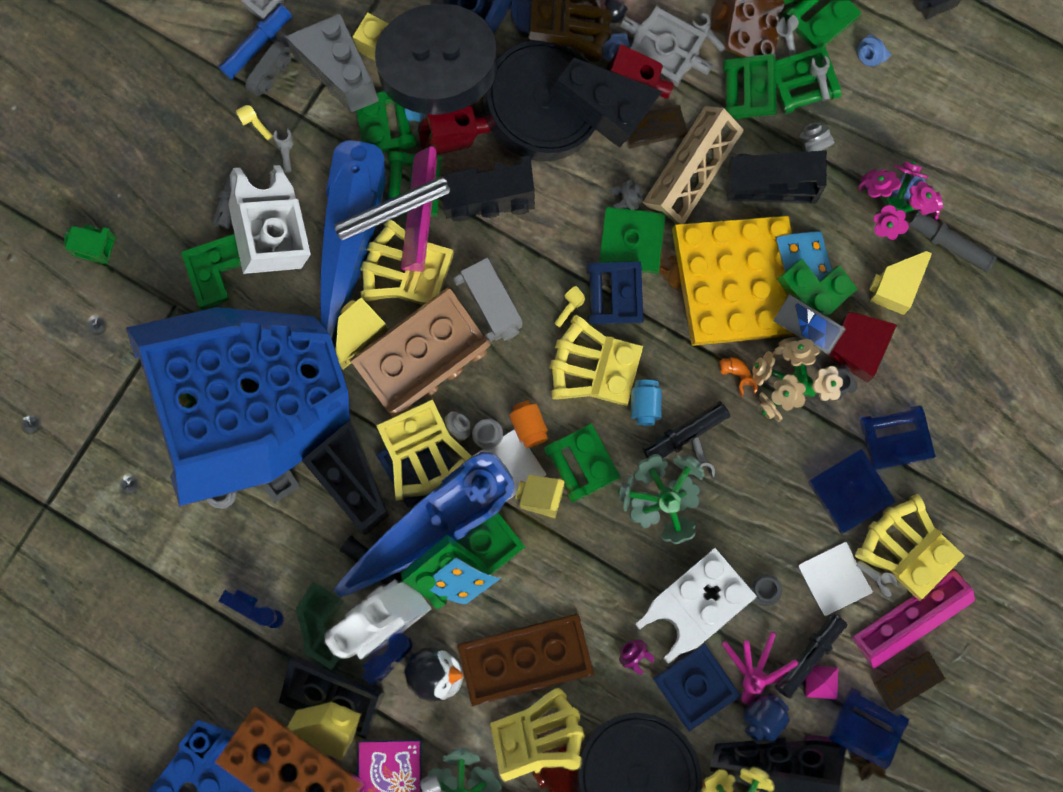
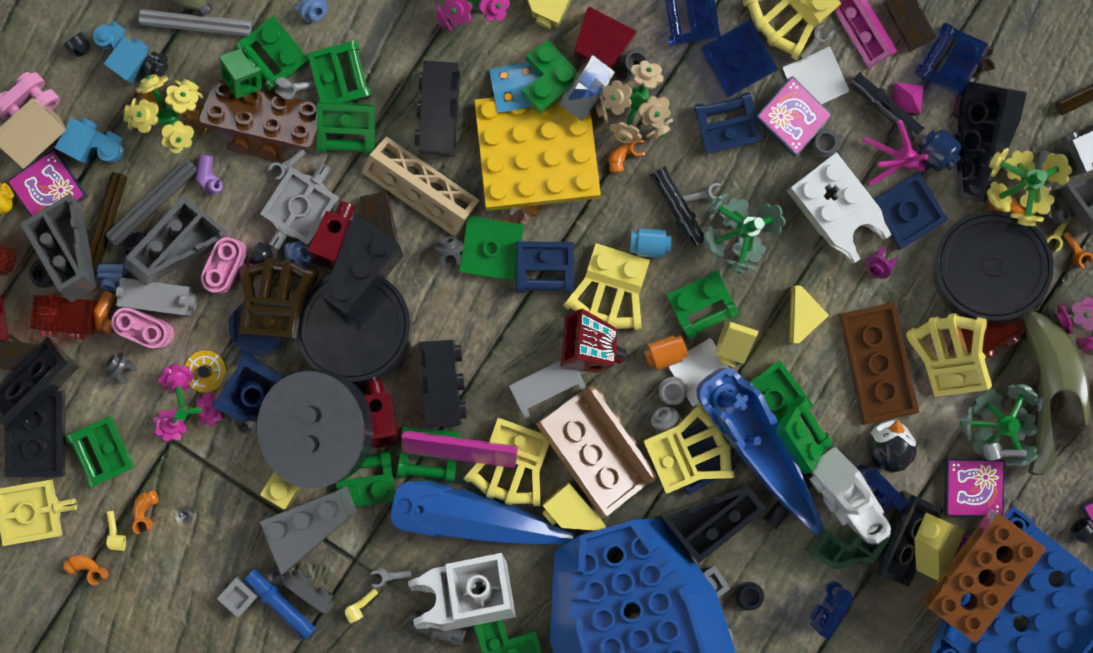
camera: 90 degrees left, 10 degrees up
(266, 525) = (749, 595): none -> black plate
(392, 208) = (463, 474): axle -> none
(461, 582) = (813, 420): dark azure sticker -> none
(534, 340) = (589, 343): none -> dark red torso
(575, 299) = (546, 304): light yellow hand -> none
(575, 573) = (804, 314): none -> light yellow slope
(771, 486) = (730, 132): none -> dark blue plate
(793, 551) = (792, 116): none -> tile
(816, 137) = (398, 68): light grey plate -> none
(820, 74) = (340, 58): light grey hand -> none

